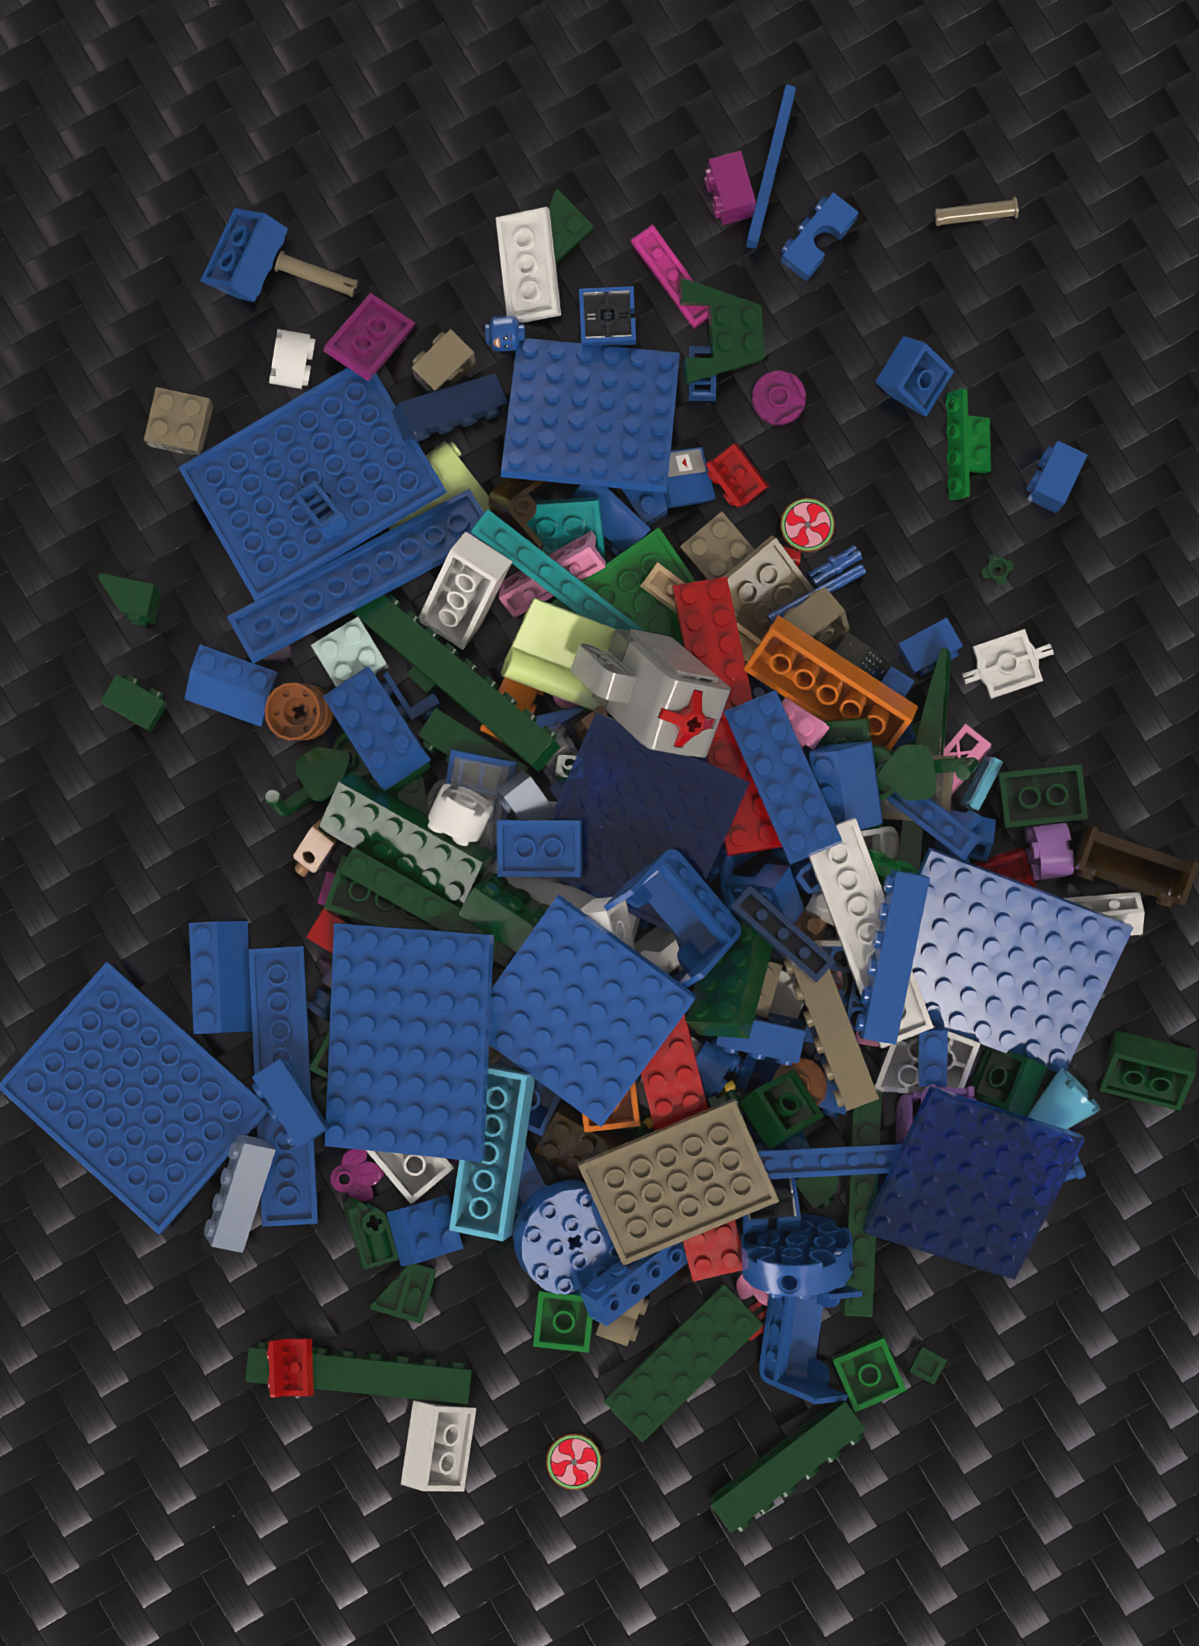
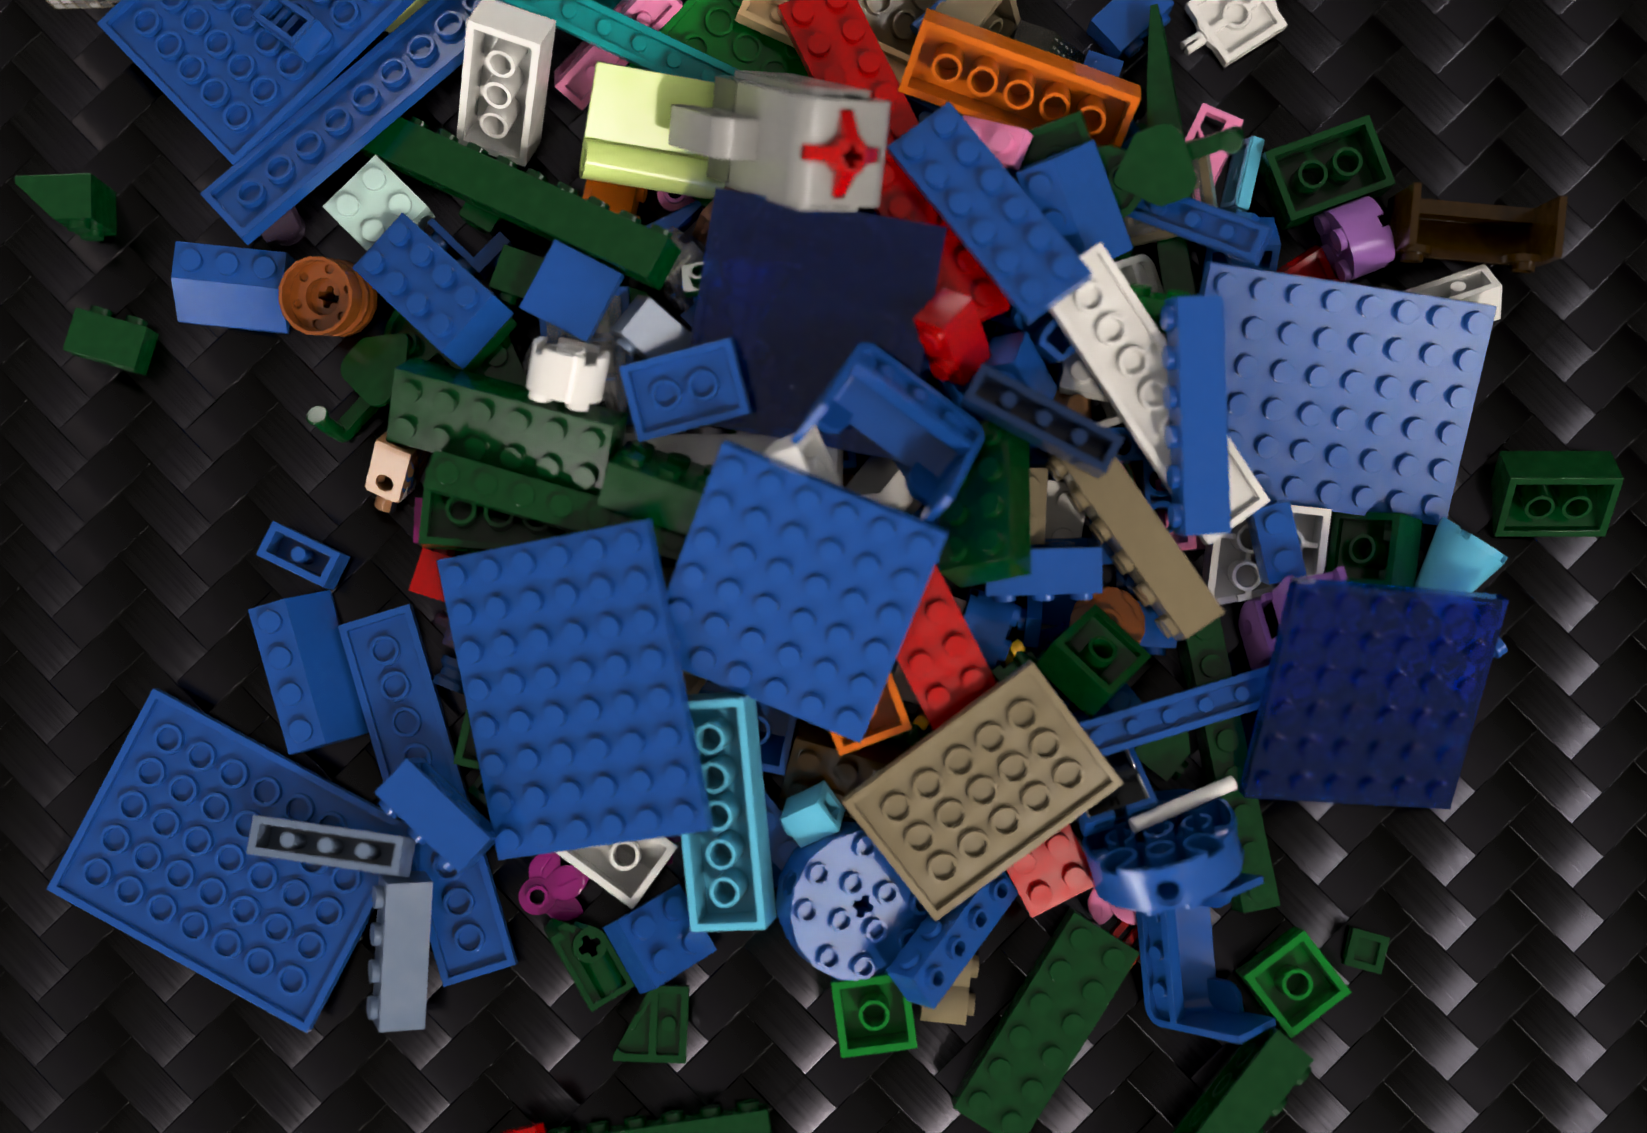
camera: 15 degrees left, 0 degrees up
(211, 1106) = (331, 846): none -> sand blue brick
(236, 893) = (303, 555): none -> blue brick
(476, 757) = (571, 291): none -> blue tile
(555, 1169) = (812, 814): none -> medium azure brick
(735, 859) = (952, 337): none -> red brick
(819, 1226) = (1182, 804): none -> white bar

